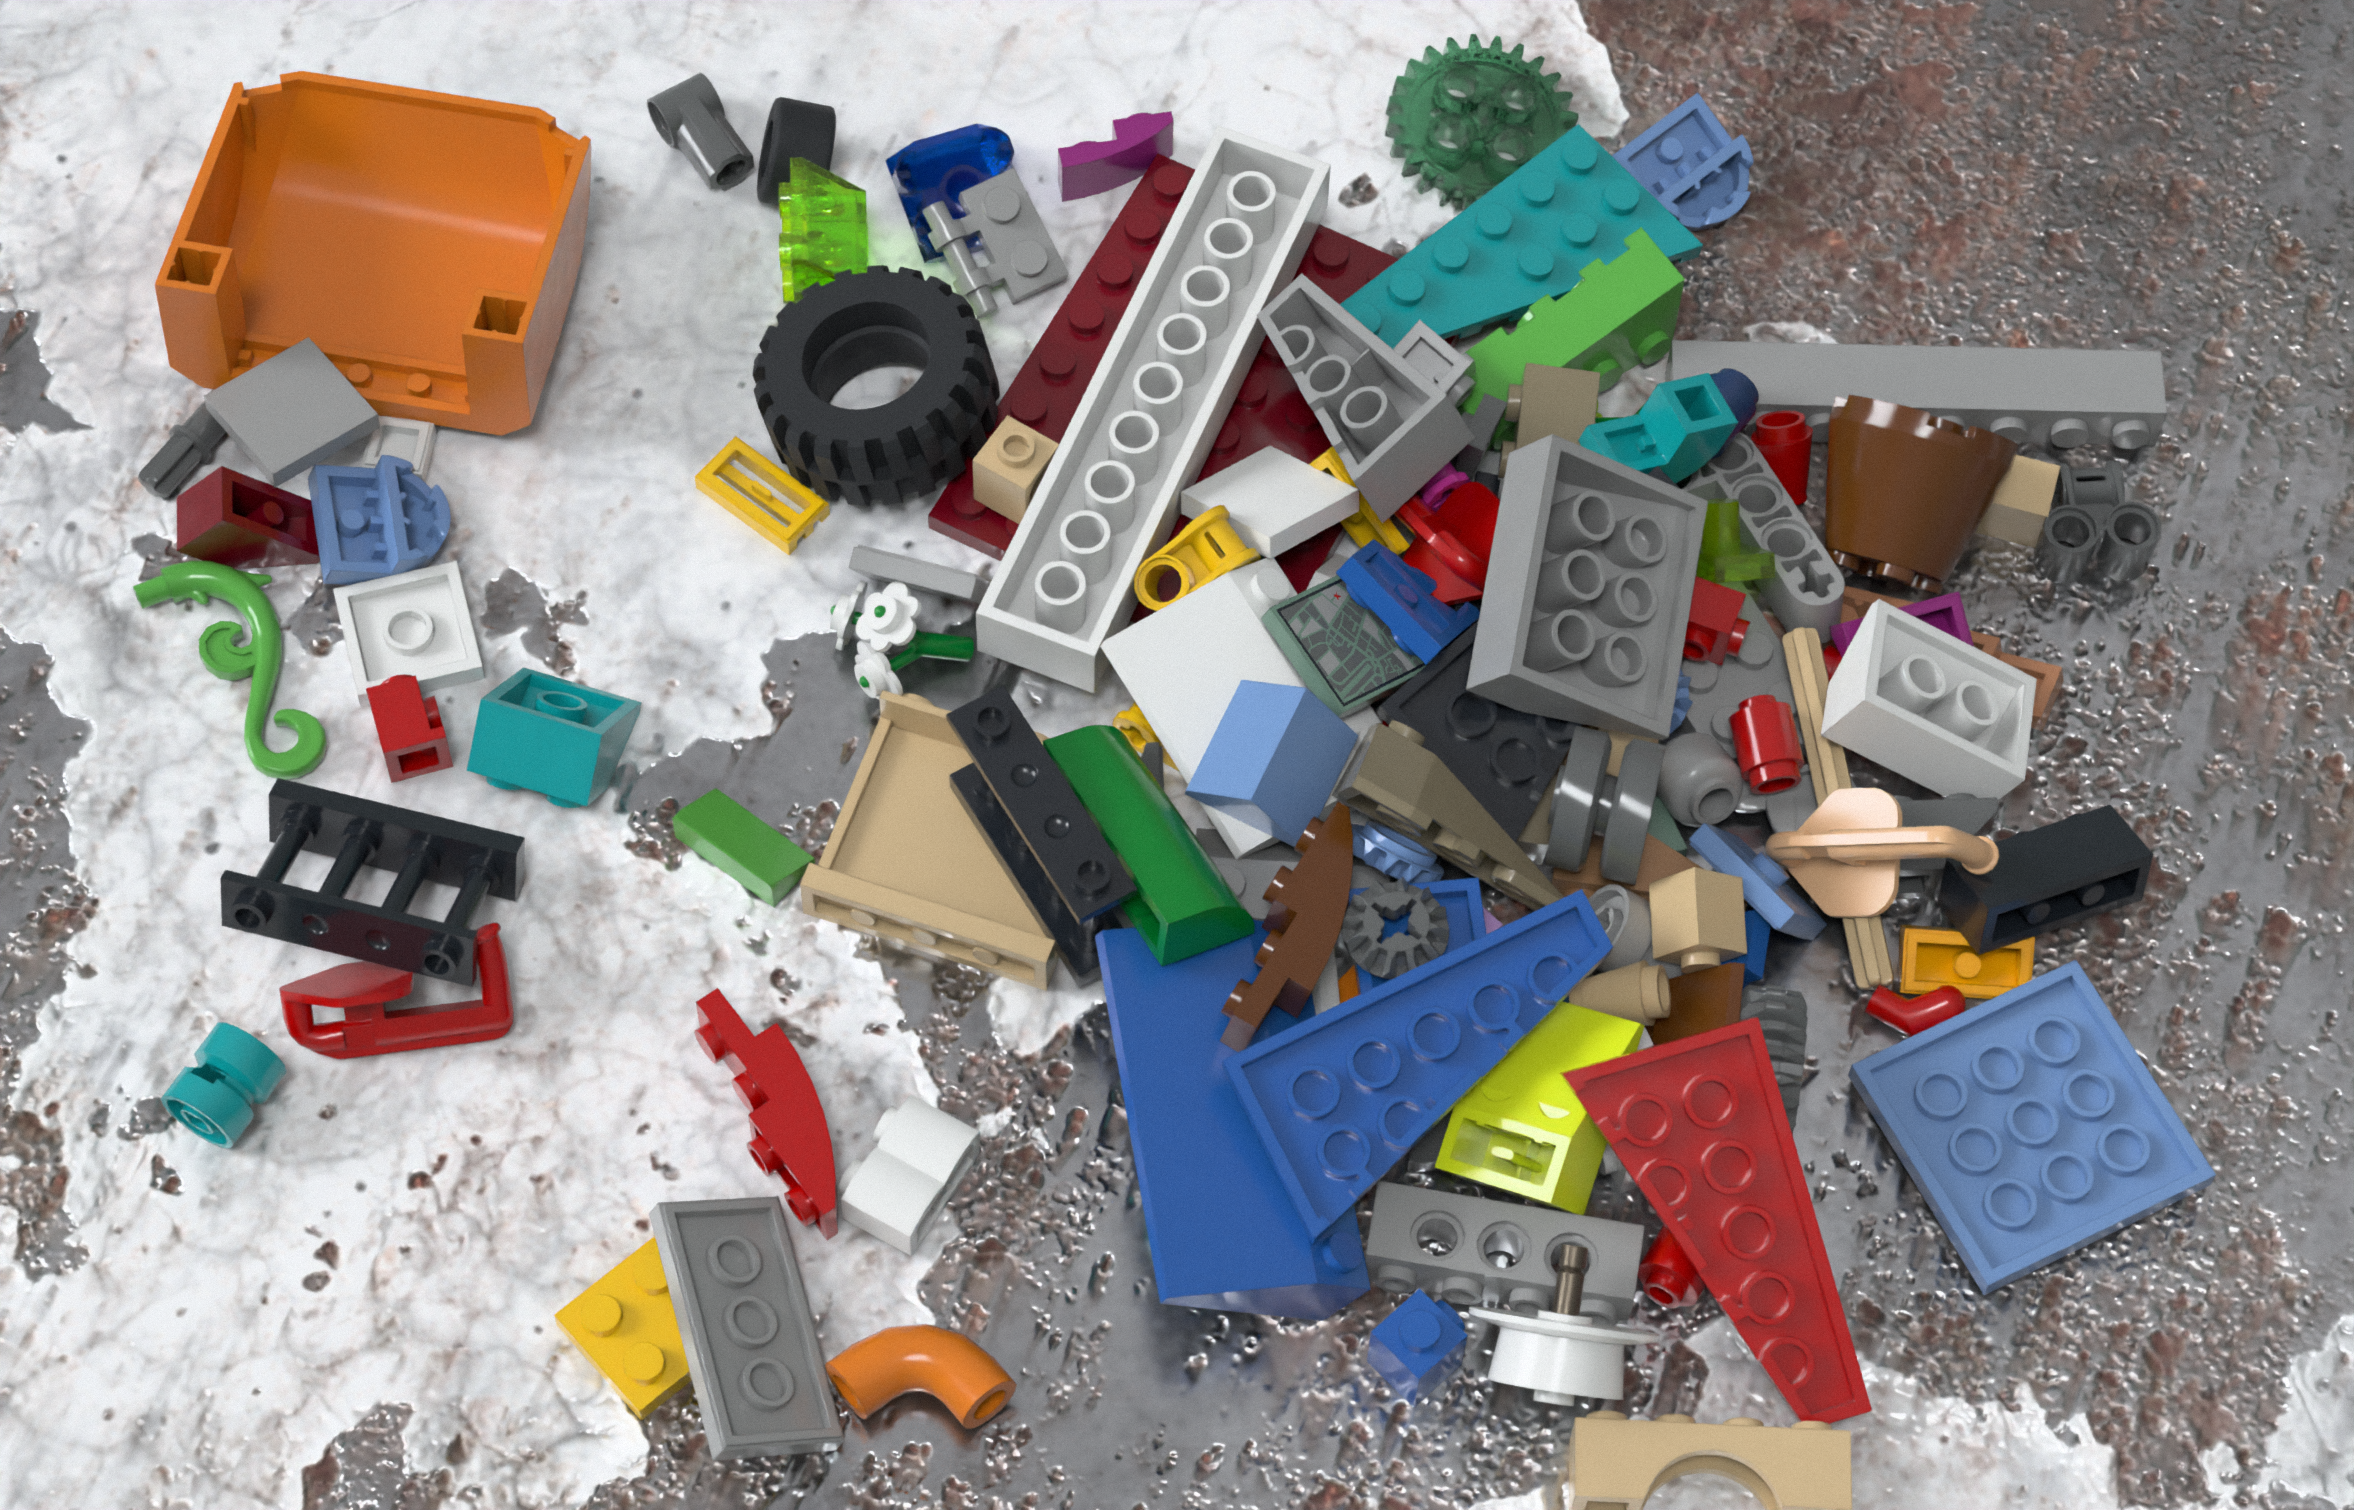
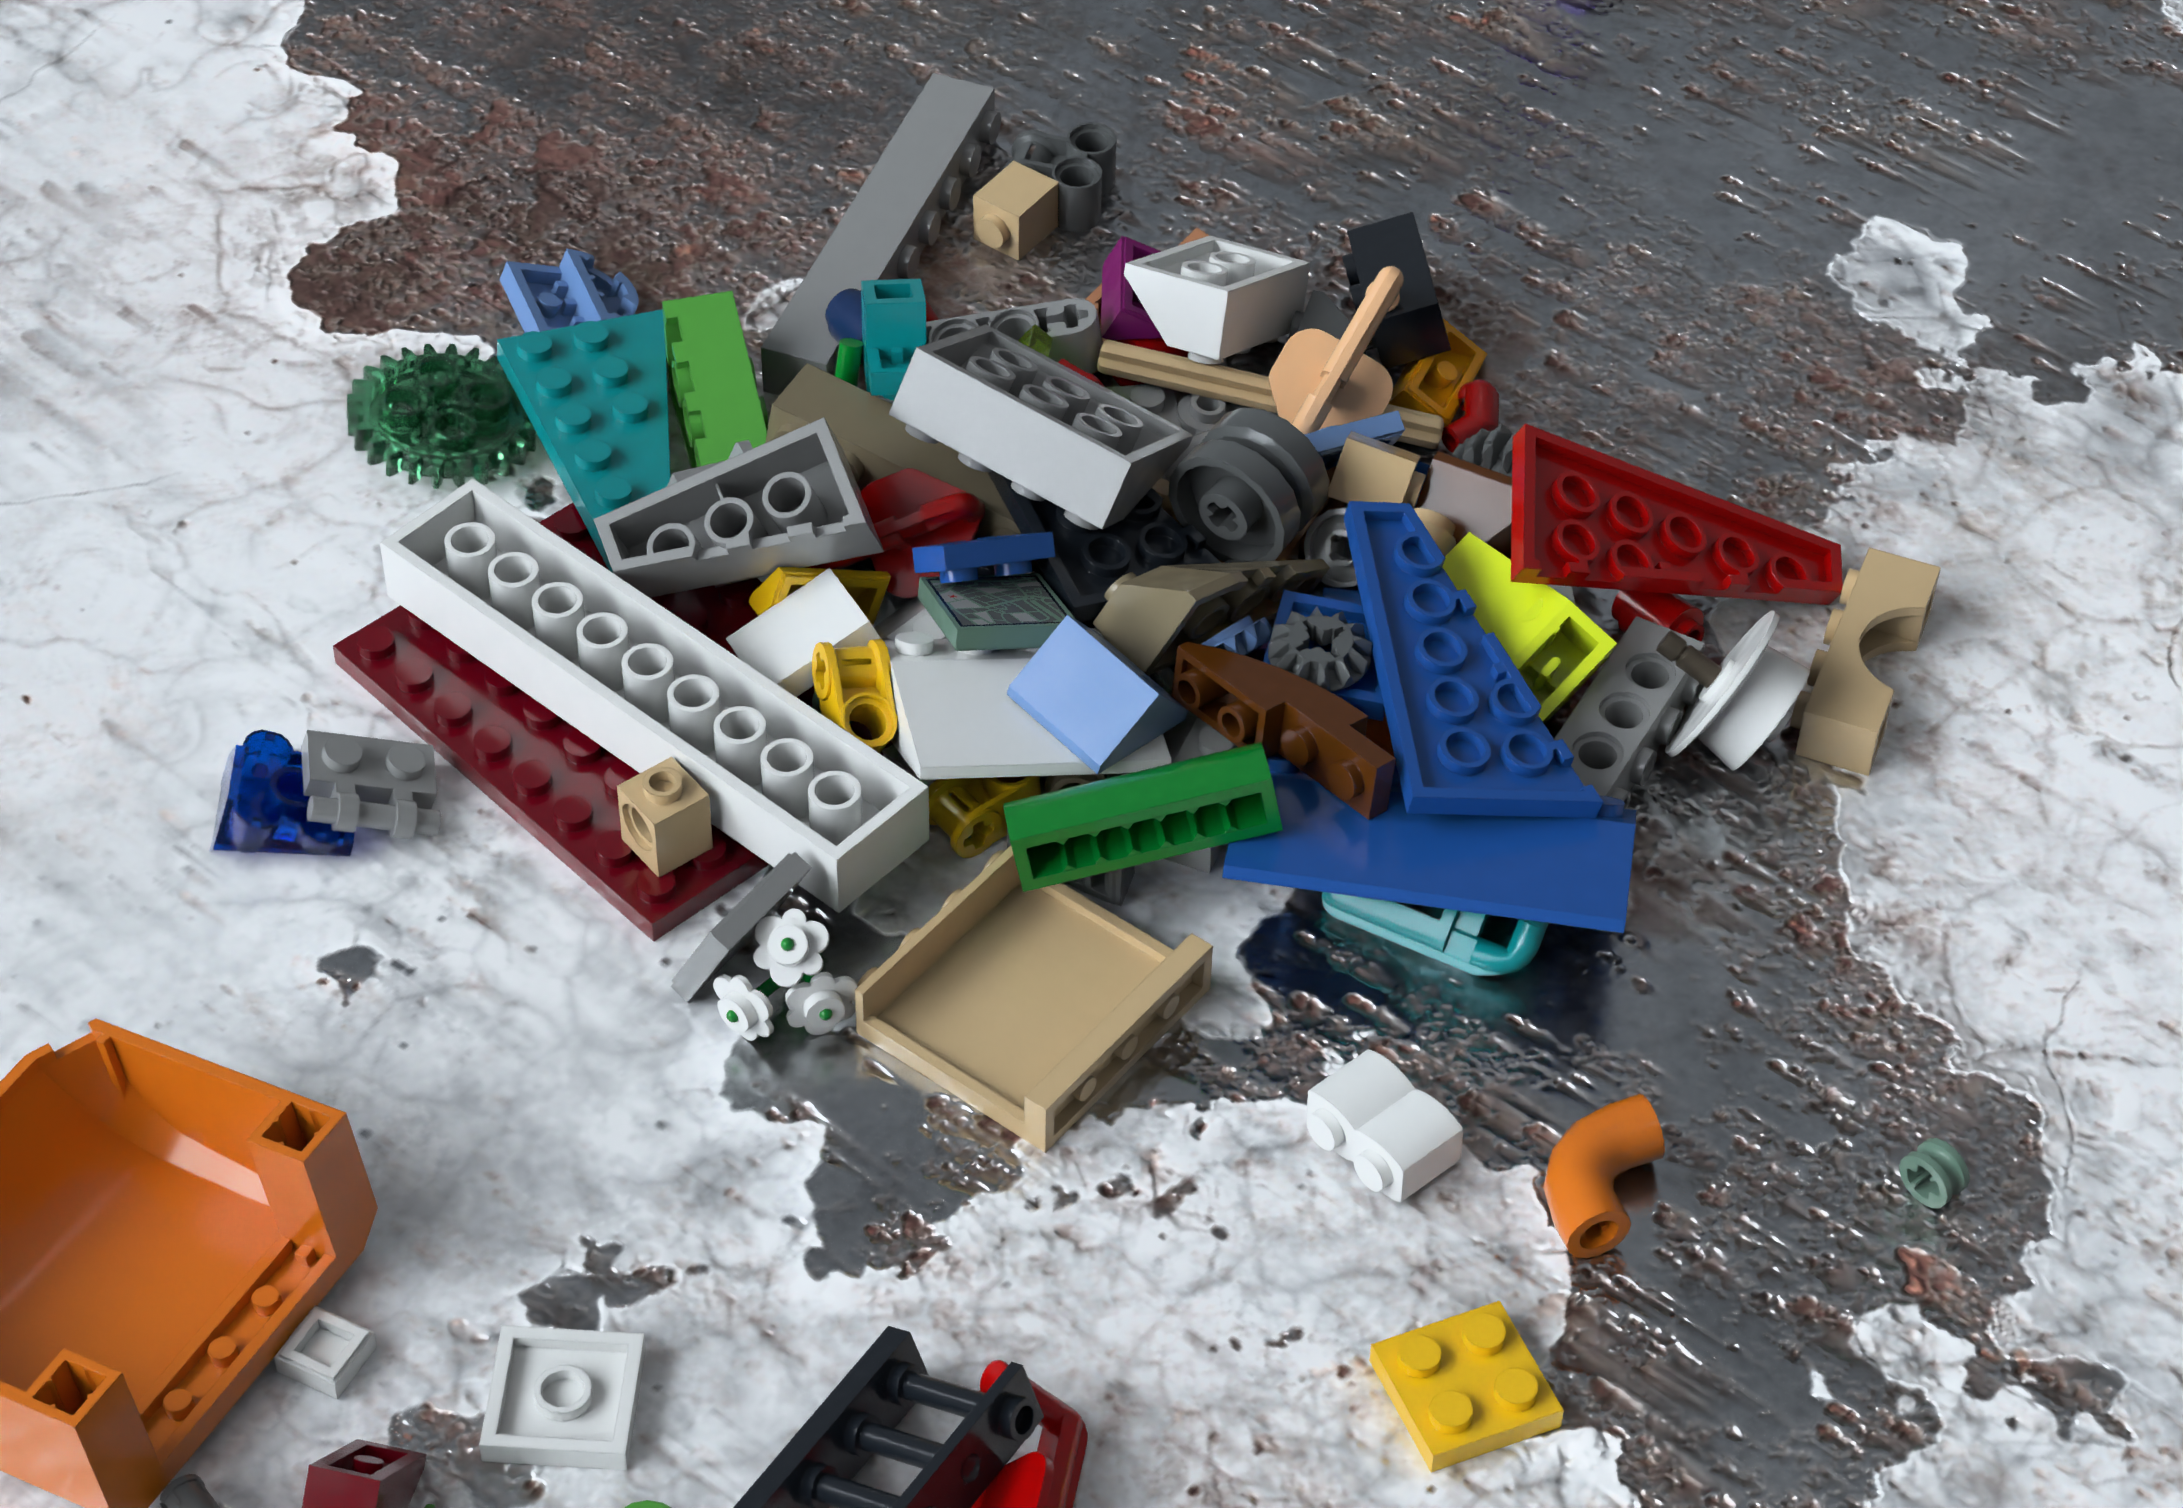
camera: 70 degrees left, 15 degrees down
(291, 412) = (252, 1406): light grey tile -> none
(375, 520) = (414, 1383): medium blue slope -> none
(408, 728) = (689, 1416): red brick -> none
(551, 737) = (765, 1288): teal slope -> none
(696, 122) = (63, 987): dark grey piece -> none
(741, 845) = (957, 1174): bright green slope -> none
(746, 1327) = (1507, 1291): light grey tile -> none
(785, 1110) = (1297, 1199): red slope -> none
(793, 131) = (172, 905): black tyre -> none
(798, 525) = (556, 1062): yellow tile -> none
(820, 228) = (305, 914): clear neon green slope -> none
(864, 324) = (484, 832): black tyre -> none
(1038, 830) = (1095, 933): black fence -> none
(1102, 166) = (319, 683): magenta slope -> none
(1418, 1346) = (1692, 808): blue brick -> none
(1766, 744) = (1197, 401): red brick -> none
(1907, 490) = (1004, 232): reddish brown cone -> none
(2030, 1126) = (1615, 374): medium blue plate -> none

